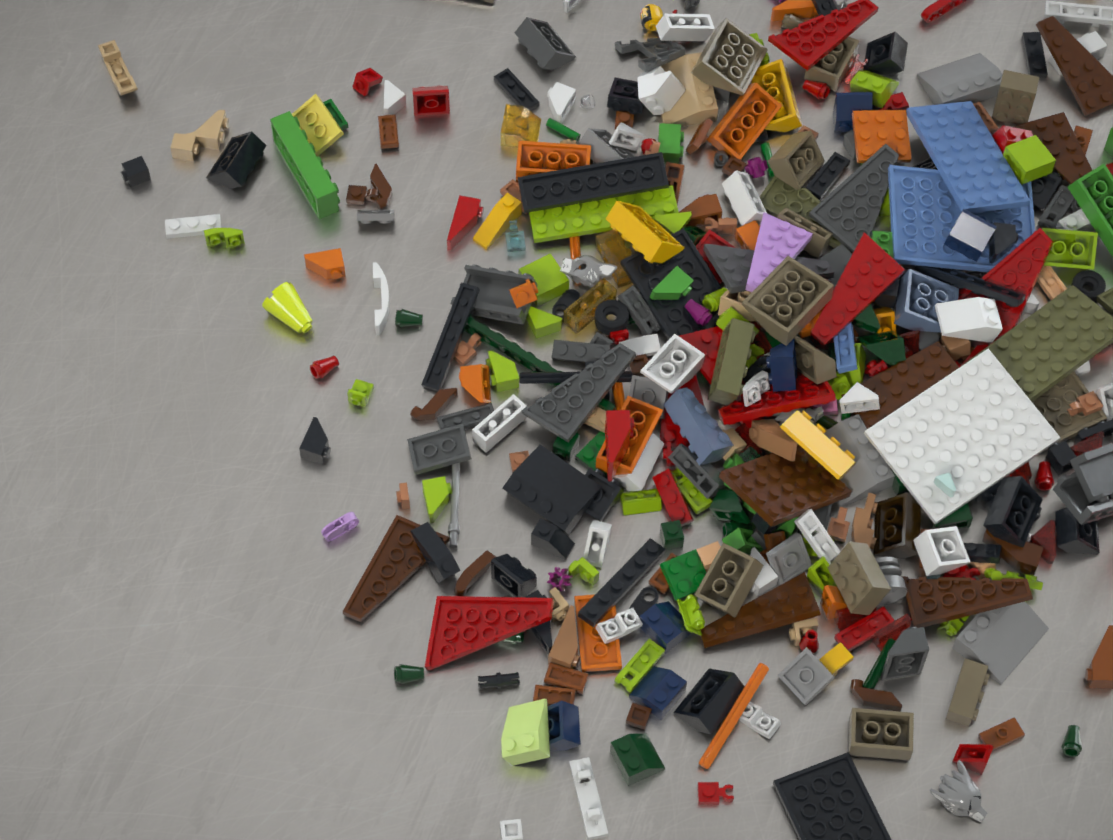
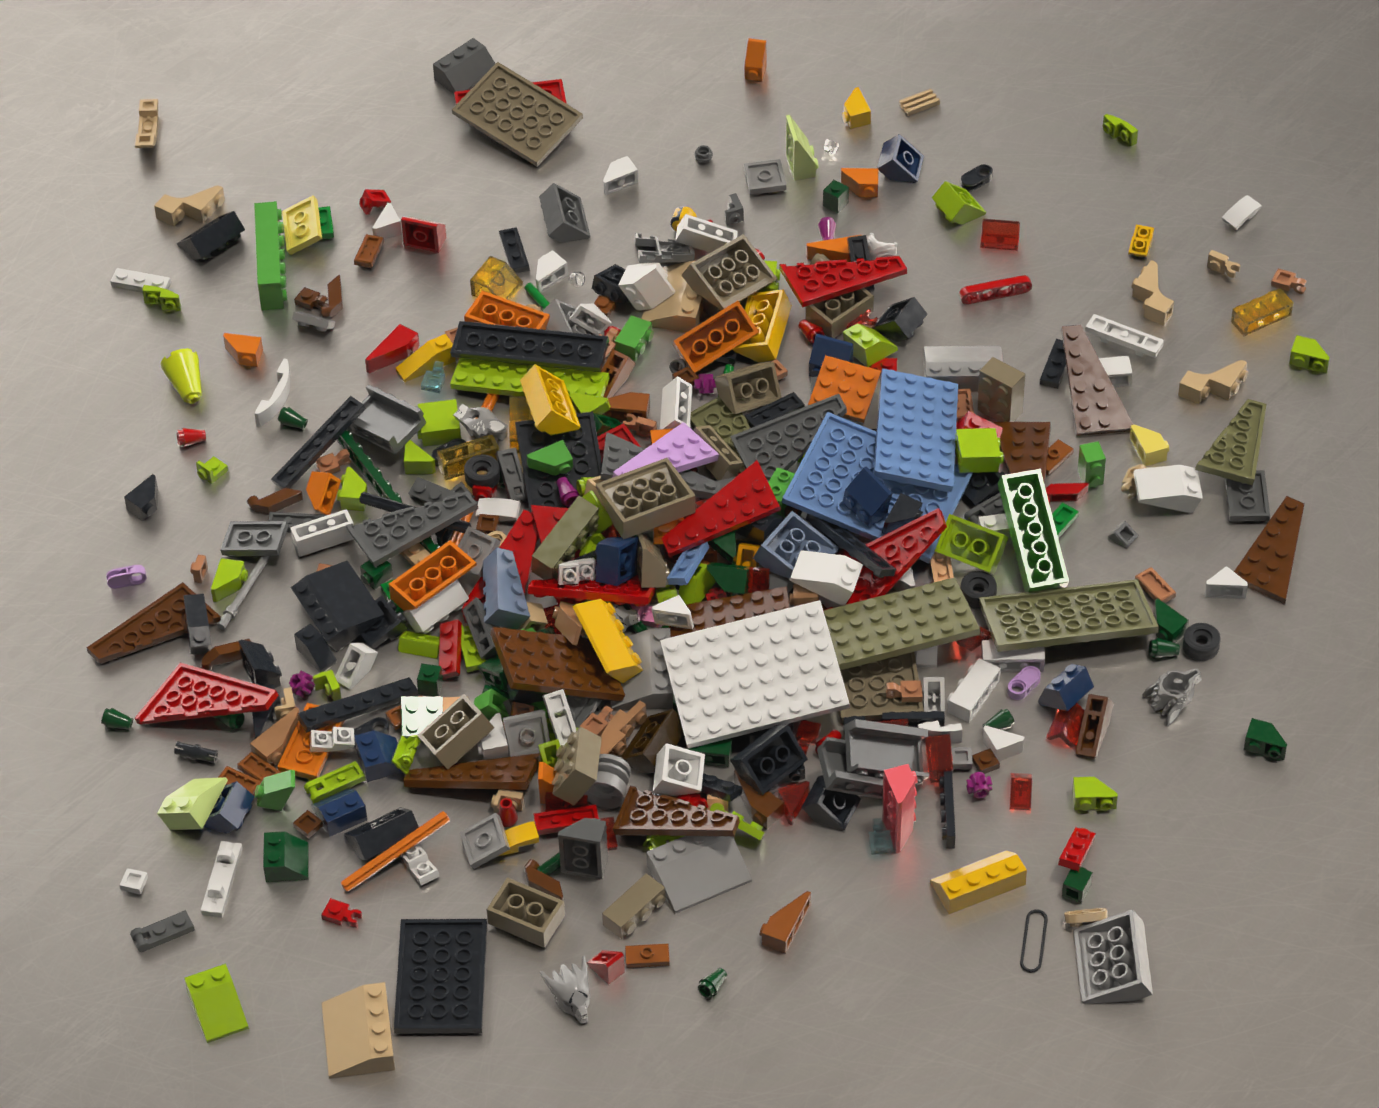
camera: 25 degrees right, 10 degrees down
(135, 171) = (112, 218): black brick -> none
(524, 293) = (403, 422): orange bracket -> none
(597, 694) = (275, 790): none -> bright green slope
(618, 433) = (409, 571): red slope -> none
(674, 364) = (509, 526): white slope -> none
(699, 136) = (667, 340): dark orange plate -> none
(946, 484) = (709, 707): light aqua slope -> none

